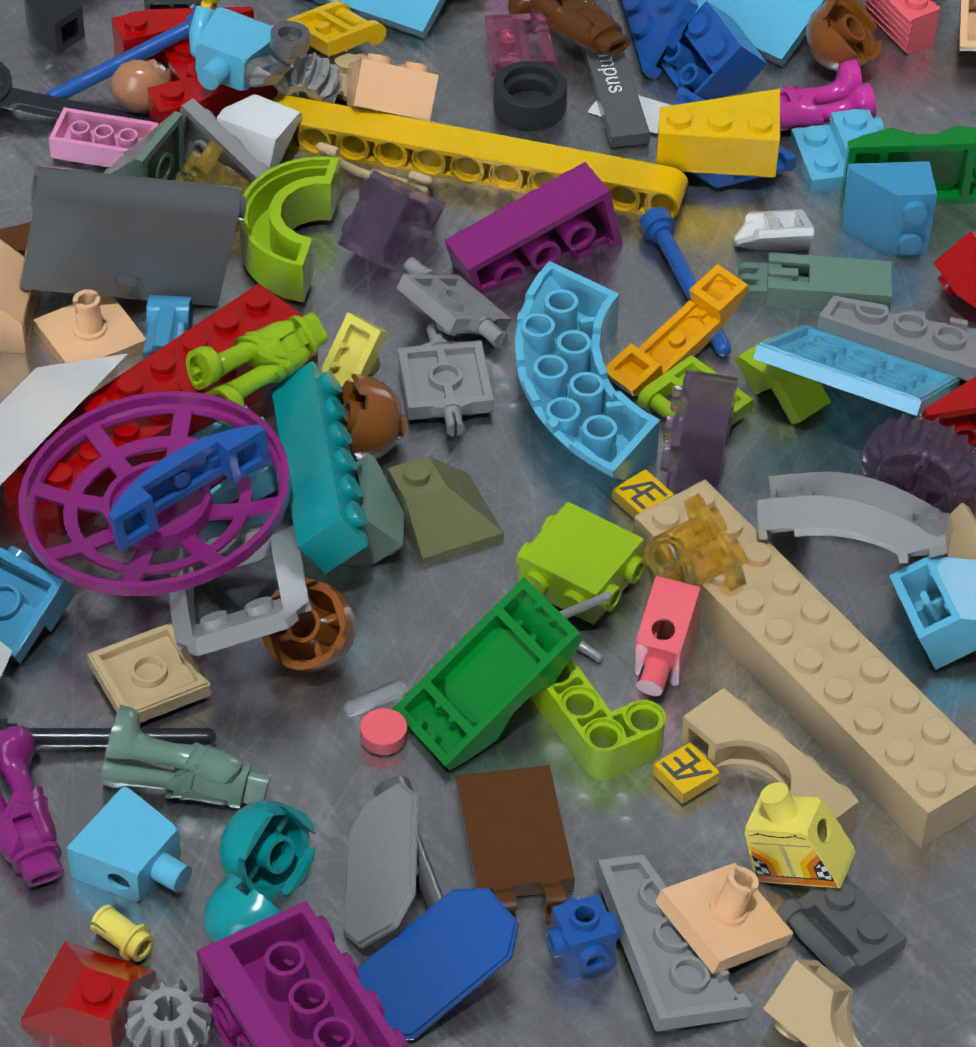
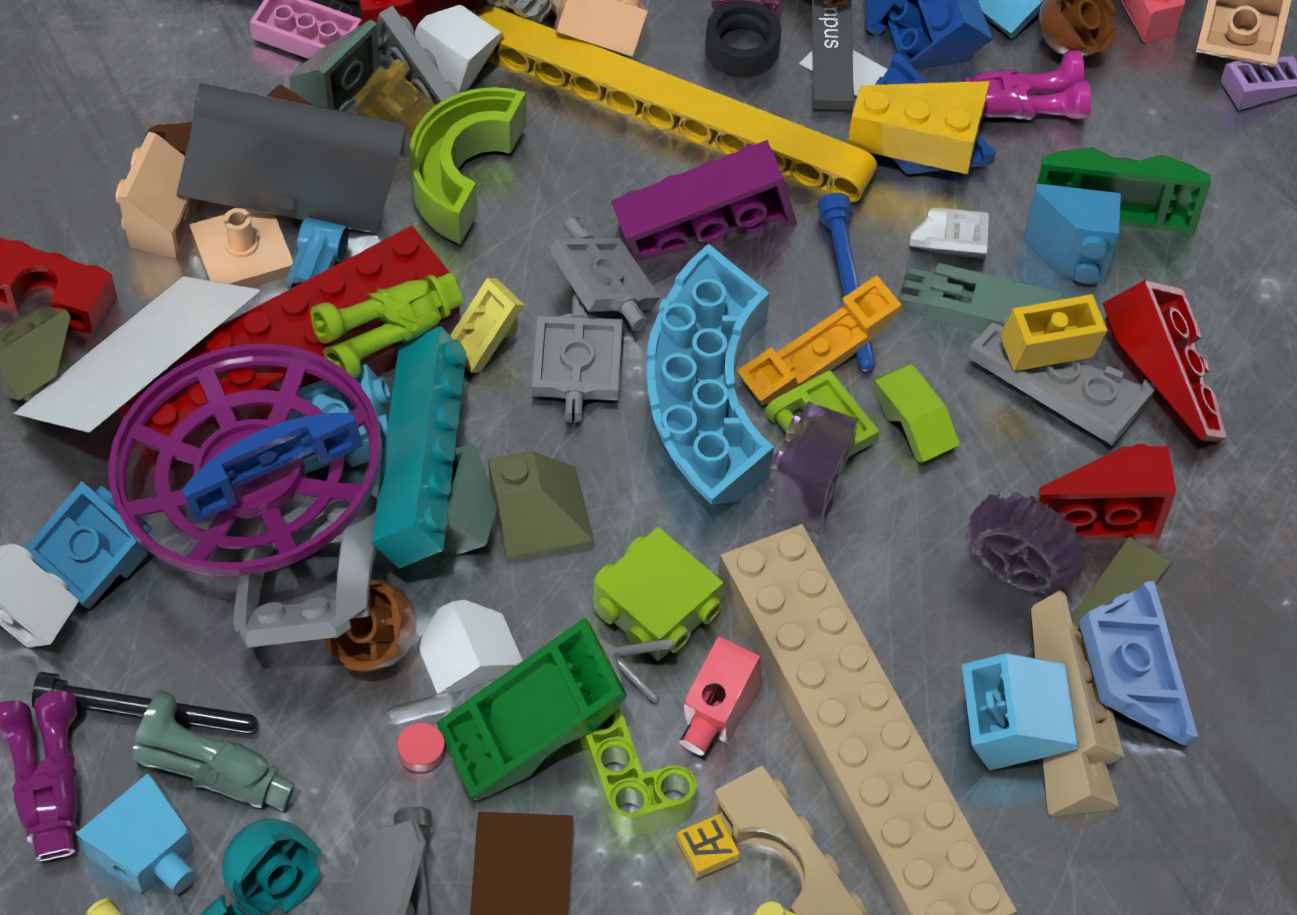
camera: 10 degrees right, 10 degrees up
(149, 673) = (203, 648): tan plate -> none
(333, 151) = (565, 110): tan piece -> none
(372, 416) = (488, 395): dark orange cylinder -> none
(387, 217) = (560, 164): clear purple brick -> none
(402, 639) = (466, 646): none -> white slope
(640, 493) = (742, 521): yellow tile -> none
(697, 549) = (769, 613): clear yellow pin -> none
(824, 147) = (1028, 139): medium azure plate -> none
(854, 509) = (883, 581): light grey wedge -> none
(856, 368) = (989, 421): medium azure tile -> none
(896, 288) = (1053, 332): none -> yellow brick

